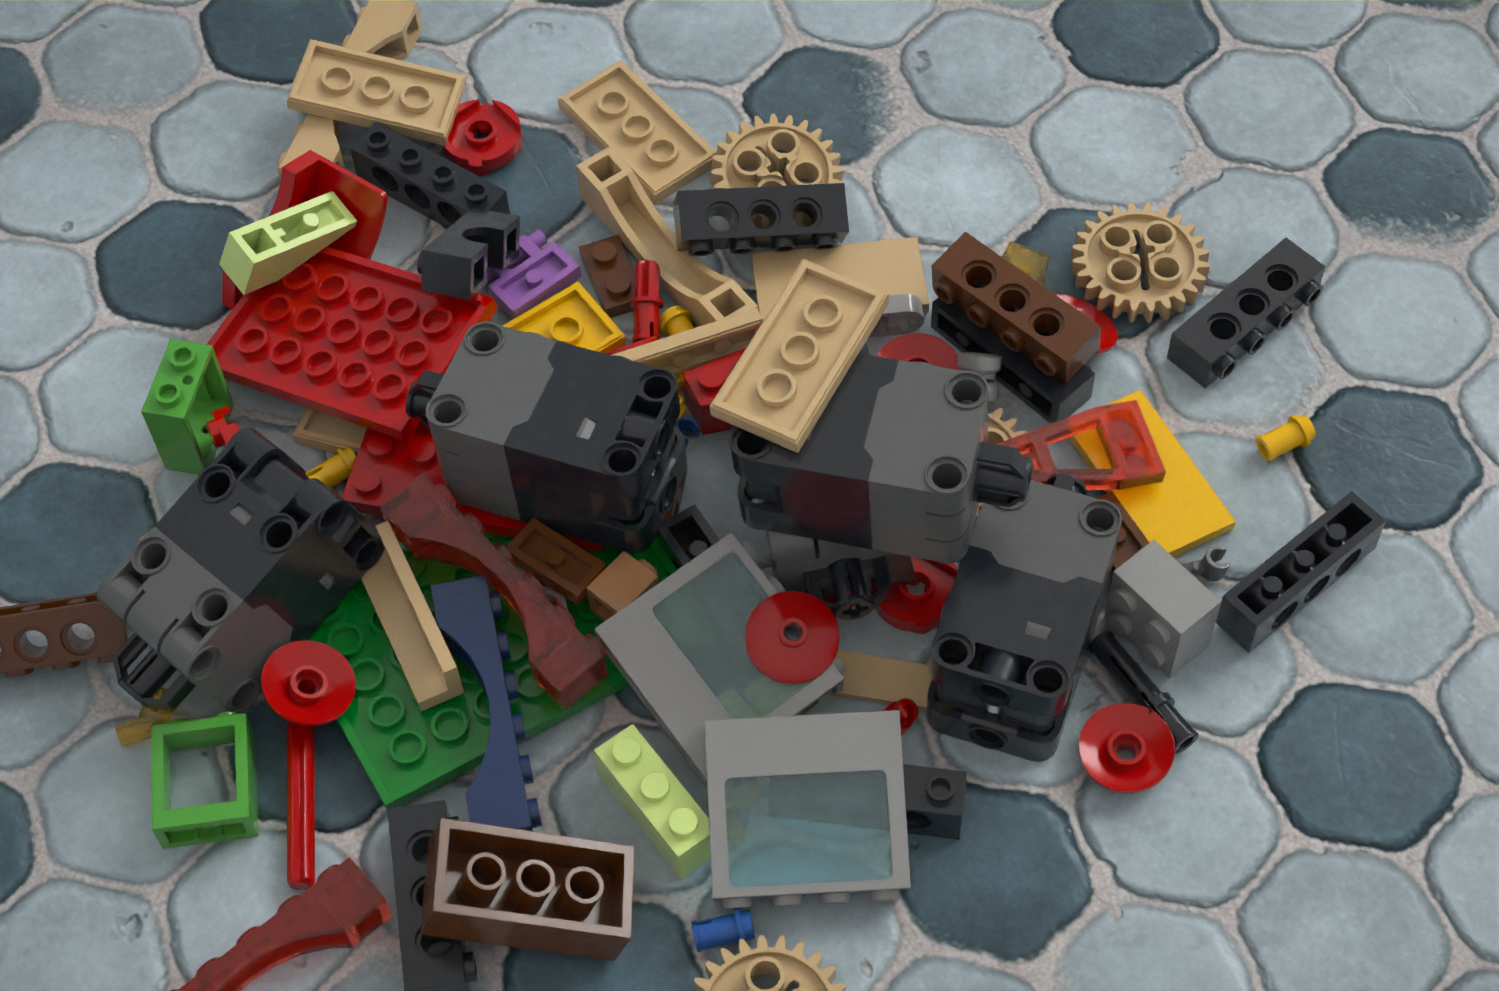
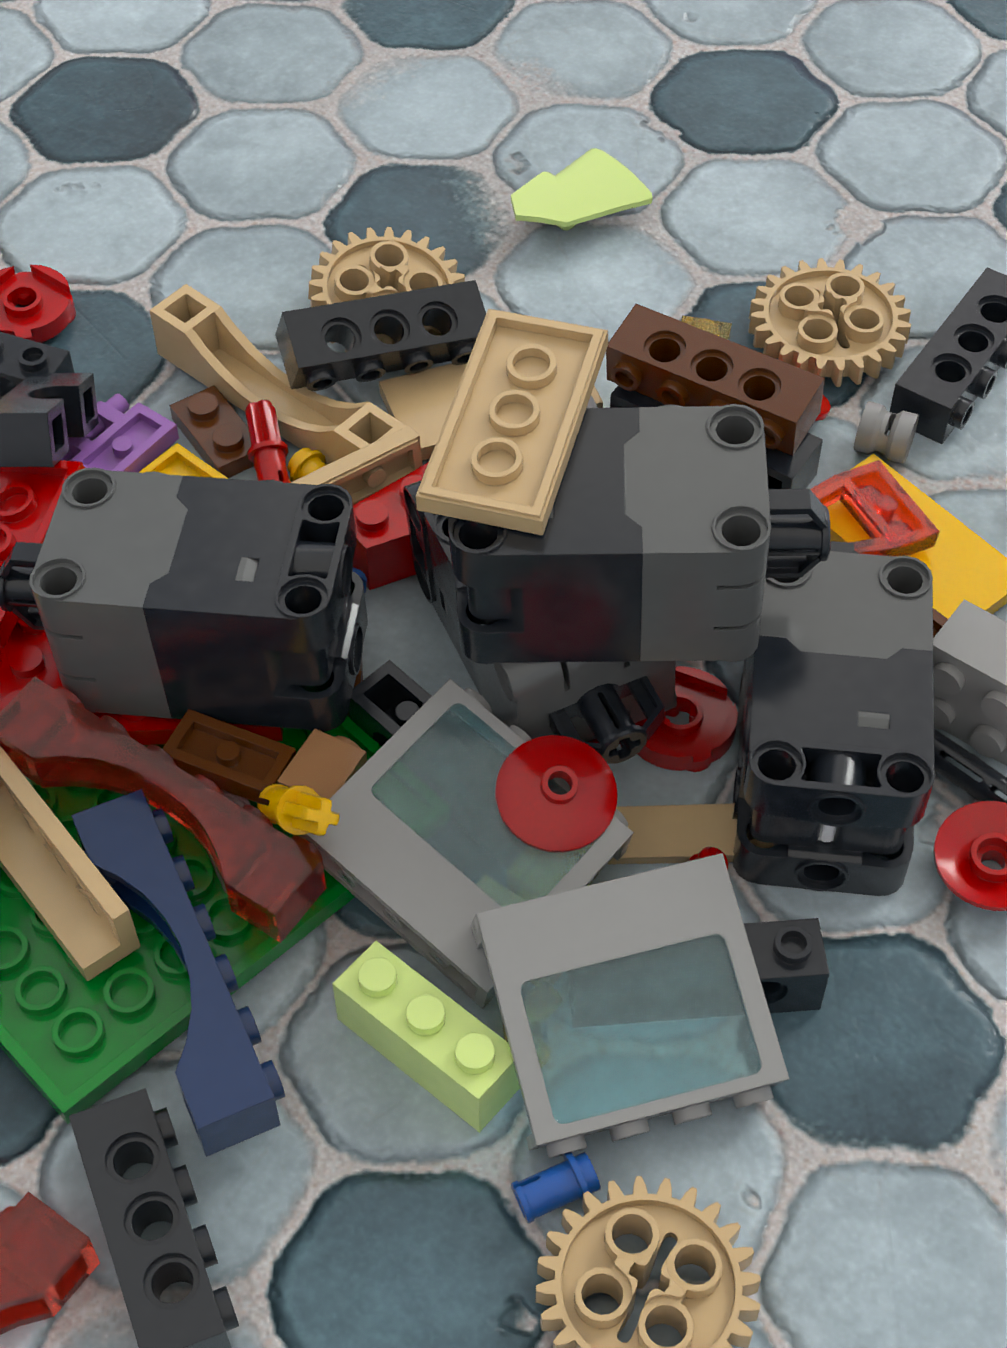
camera: 15 degrees left, 5 degrees down
(528, 890) = (286, 1185): reddish brown brick -> none
(593, 614) = (298, 809): none -> yellow axle
(640, 127) = (187, 251): tan tile -> none
(963, 105) = (580, 192): none -> yellowish green panel
(1155, 372) = (874, 429): none -> light grey wheel

